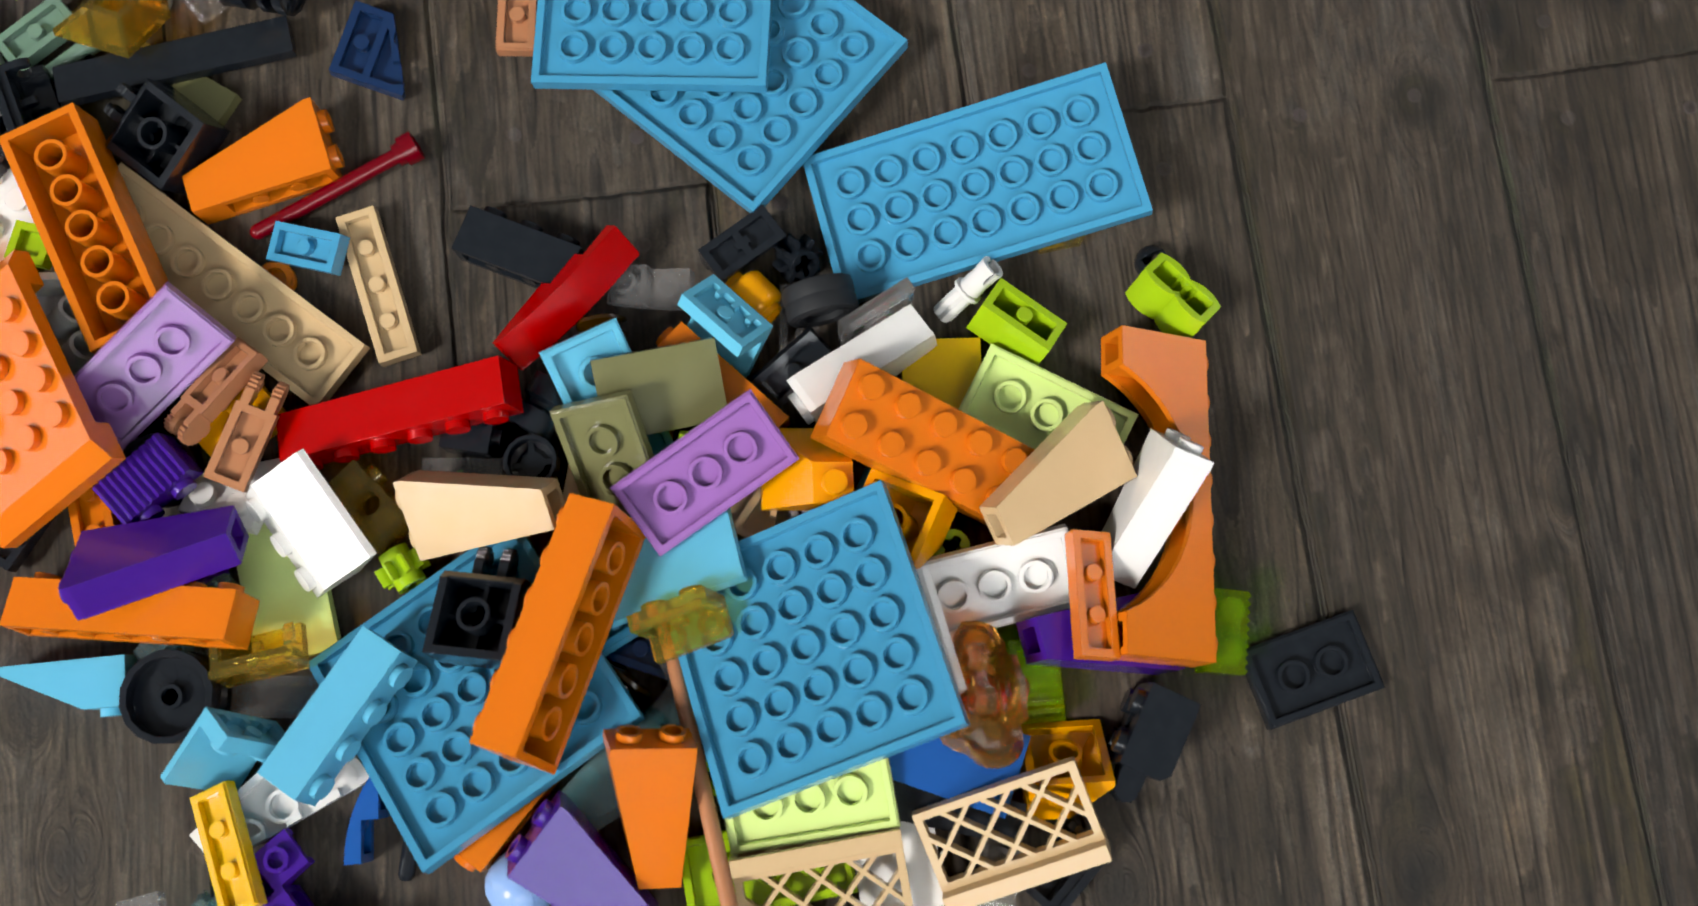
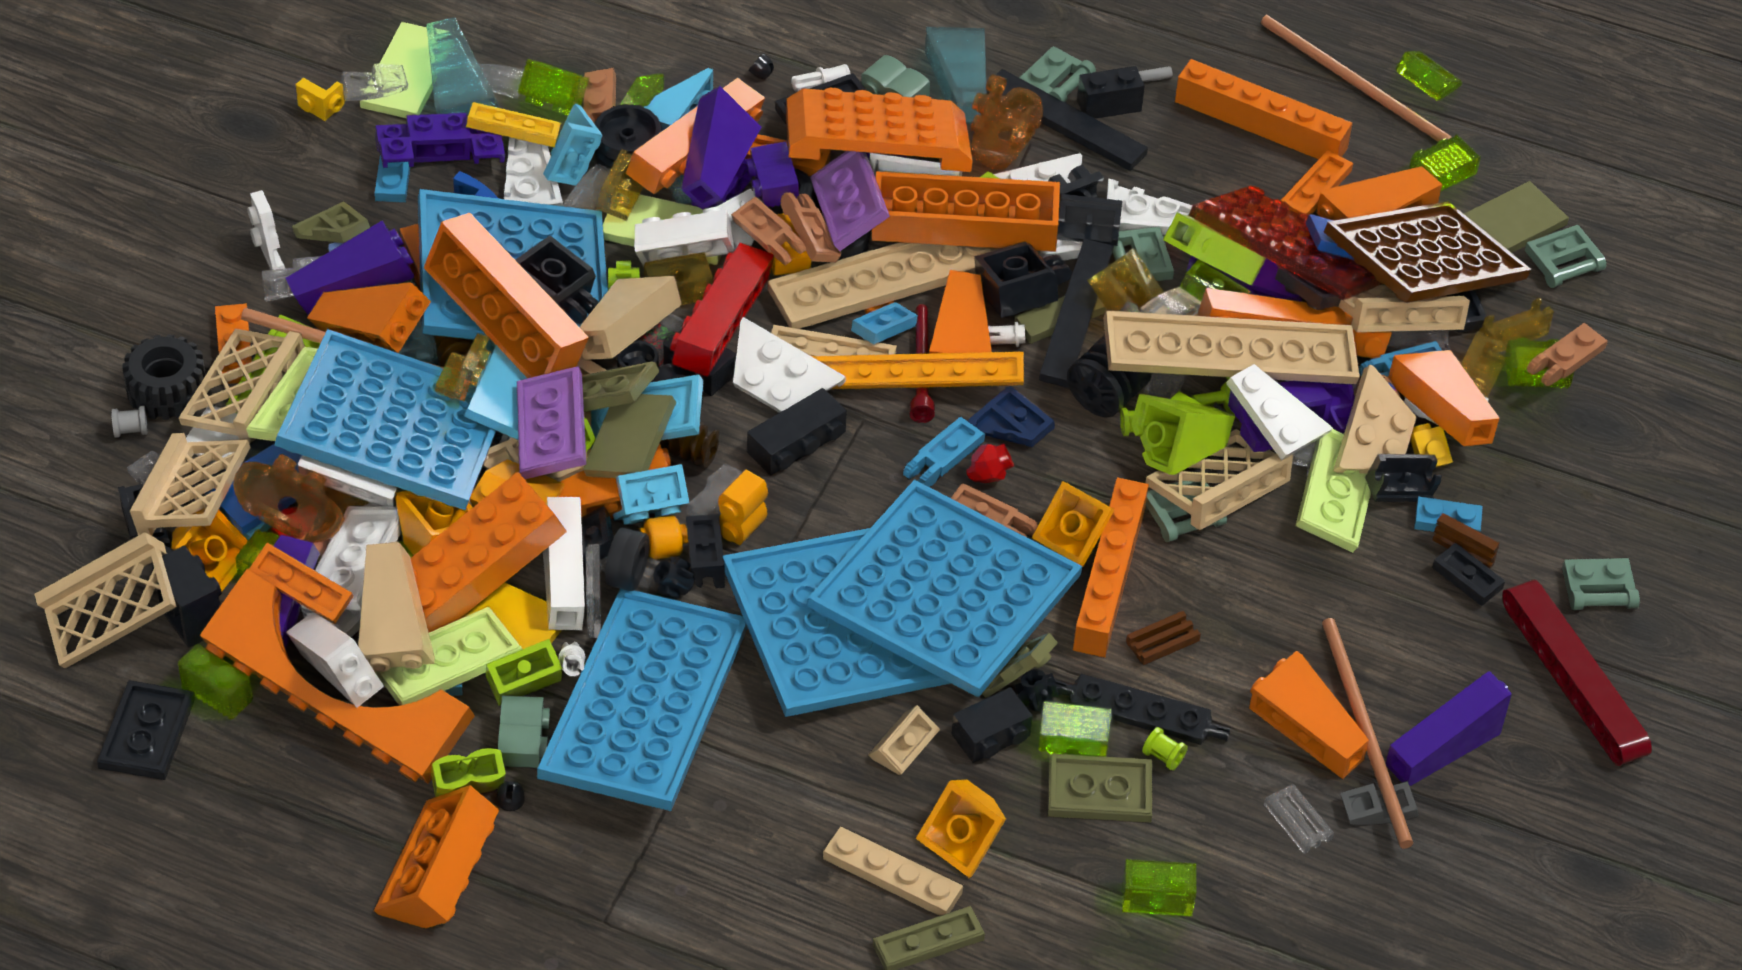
camera: 120 degrees right, 30 degrees down
(83, 742) = (644, 90): none -> clear neon green slope
(109, 790) = (600, 92): none -> nougat hinge
(127, 851) = (552, 85): none -> clear neon green brick
(244, 113) = (1007, 334): none -> white pin
(338, 717) = (548, 196): medium azure brick -> none
(377, 192) = (928, 370): none -> light orange tile
(449, 311) = (777, 370): none -> white wing
(451, 36) = (989, 463): none -> red rock
(456, 94) = (944, 451): none -> dark azure hinge
(565, 300) = (738, 427): red slope -> none
(672, 233) = (742, 507): none -> light orange brick
(1081, 289) = (521, 730): none -> sand green brick
(1192, 828) = (100, 578): none -> tan fence
(1279, 274) = (438, 858): none -> orange slope

